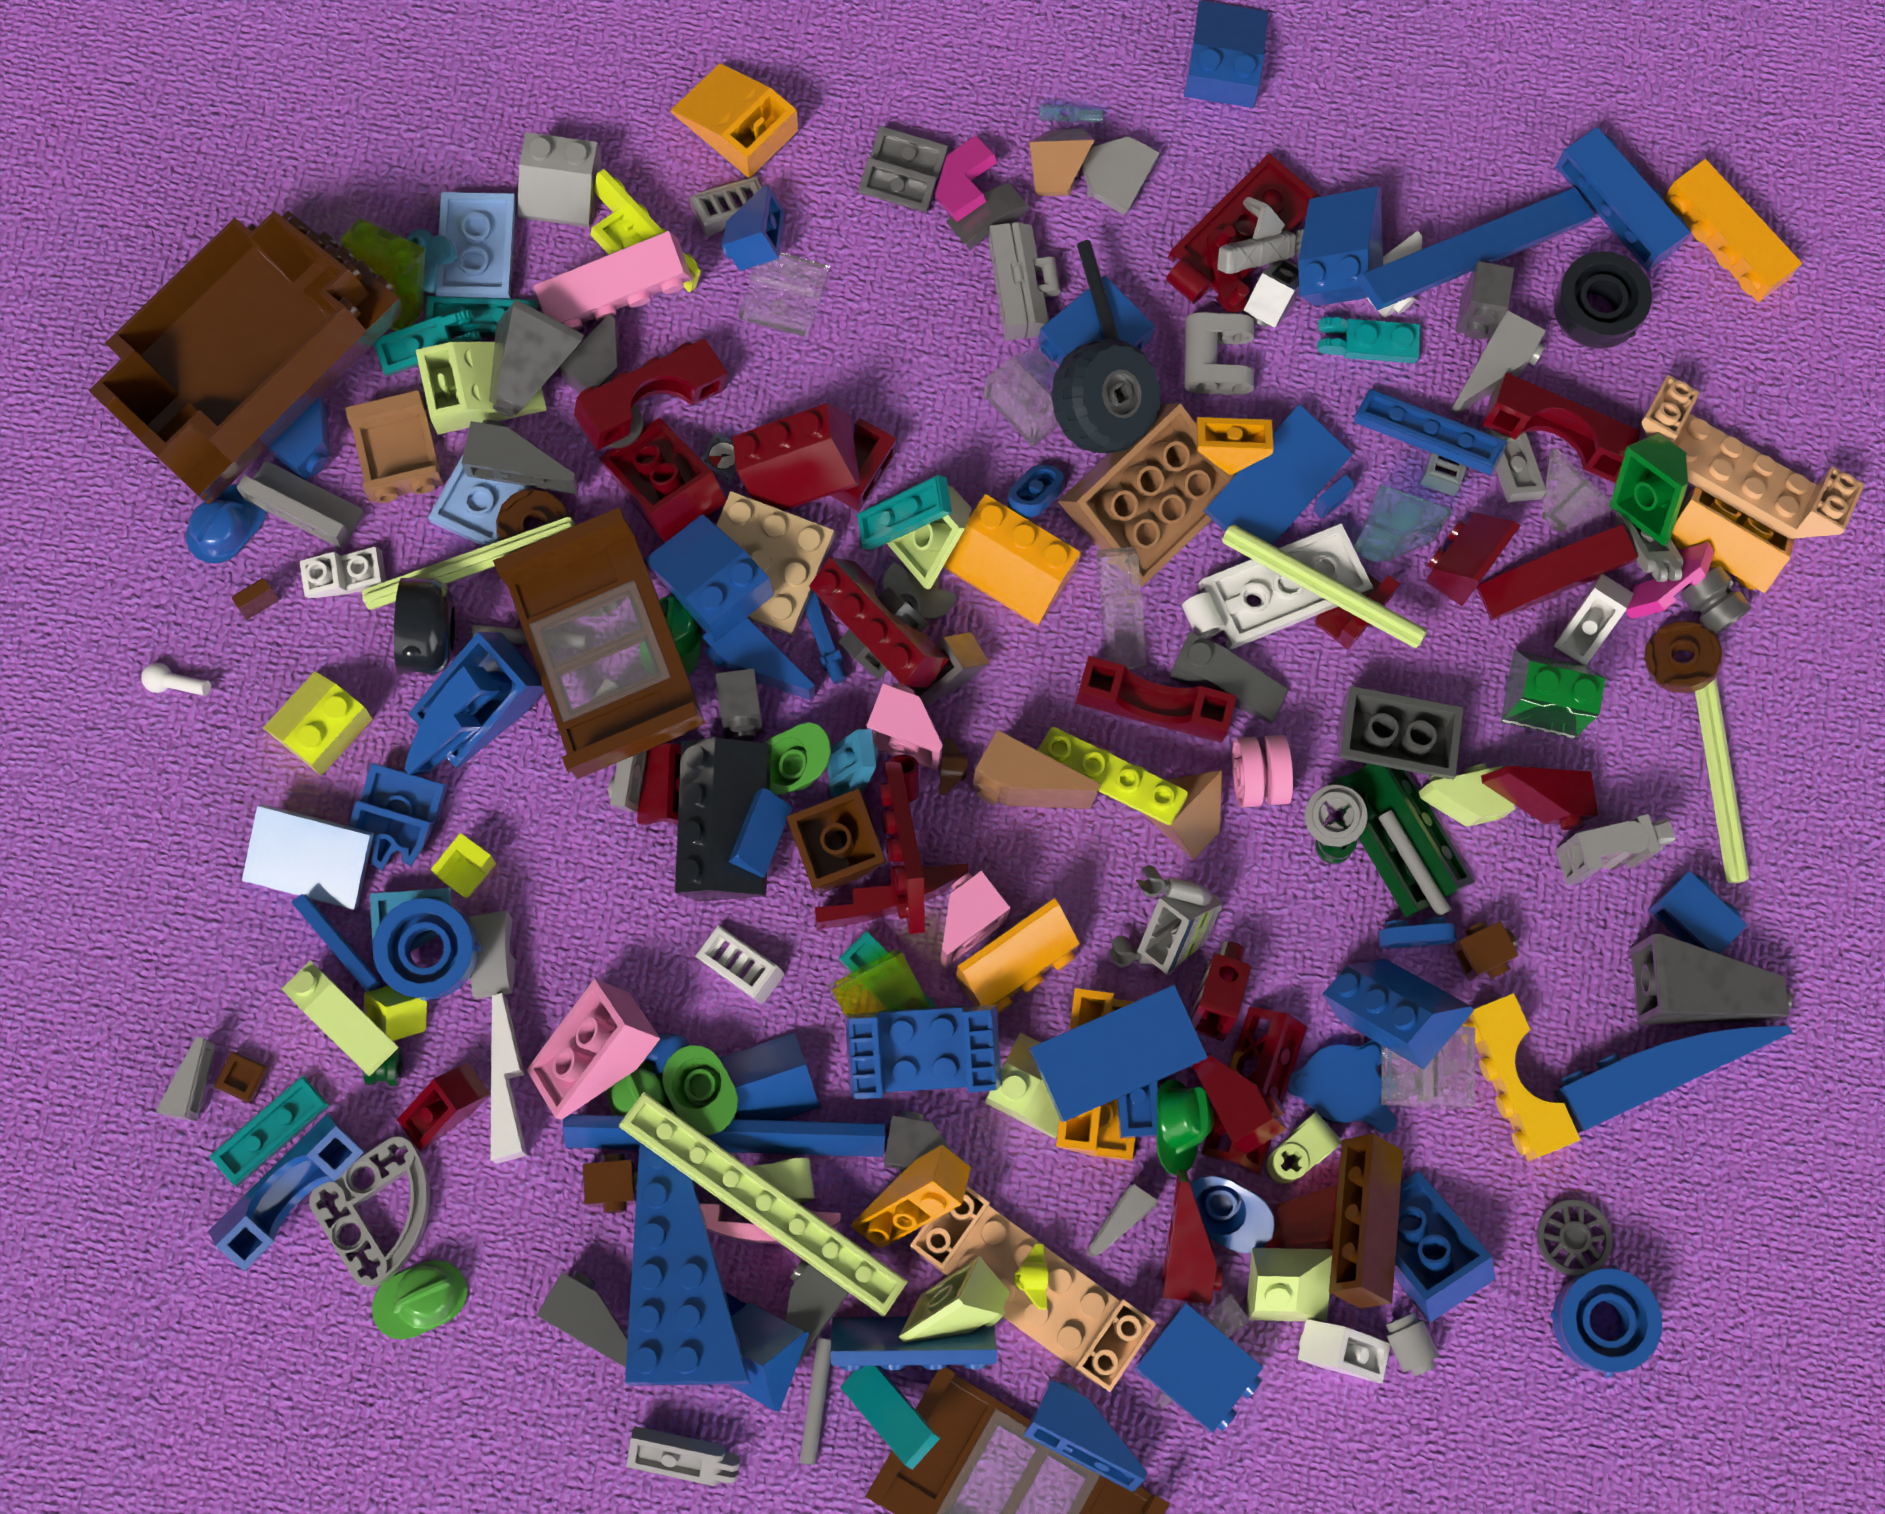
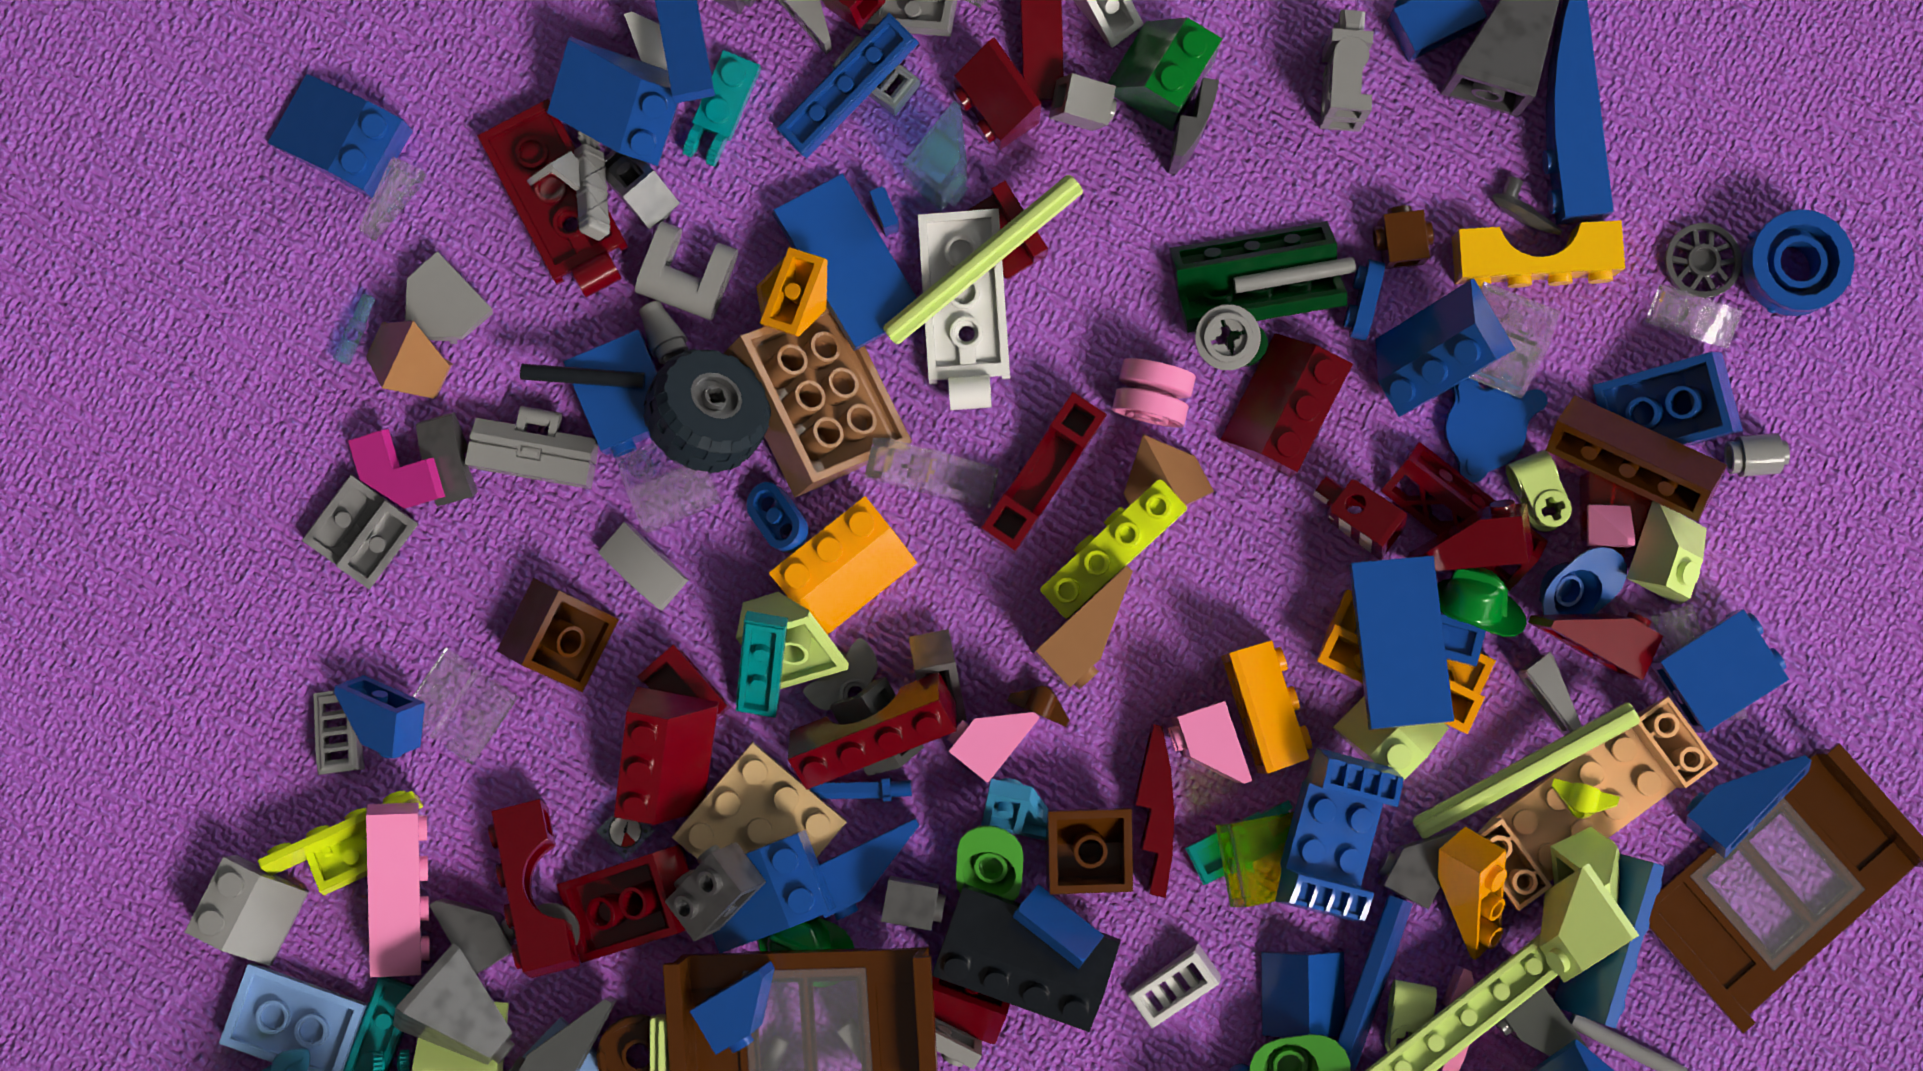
camera: 65 degrees left, 10 degrees up
(599, 581) = (735, 1011): none -> blue slope
(696, 528) = (714, 890): none -> flat silver brick
(738, 118) = (238, 693): light orange slope -> none
(871, 349) = (557, 635): none -> reddish brown slope
(890, 1414) = (1678, 982): teal tile -> none
(902, 847) = (1113, 786): dark red hinge -> none
(914, 1300) = (1581, 924): none -> yellowish green slope
(953, 398) = (643, 566): none -> light grey slope
(1043, 1216) = (1526, 770): none -> yellowish green axle
(1162, 348) = (662, 333): none -> light grey cone
(1176, 926) = (1286, 537): light grey torso -> none
(1191, 104) = (393, 193): none -> clear slope
(1217, 668) = (1041, 390): dark grey slope -> none
(1230, 286) = (623, 233): dark red piece -> none
(1294, 1216) = (1610, 526): none -> bright pink slope
(1296, 896) = (1286, 403): none -> dark red slope
(1344, 1350) = (1743, 523): white slope -> none
(1399, 732) = (1164, 242): dark grey slope -> none
(1466, 797) = (1246, 189): yellowish green slope -> none
(1495, 632) = (1083, 102): none -> light grey brick
(1506, 730) = (1191, 128): none -> flat silver slope
(1519, 1242) = (1694, 316): none -> clear slope
(1547, 793) = (1273, 115): dark red slope -> none
(1553, 1052) = (1521, 211): none -> flat silver bar

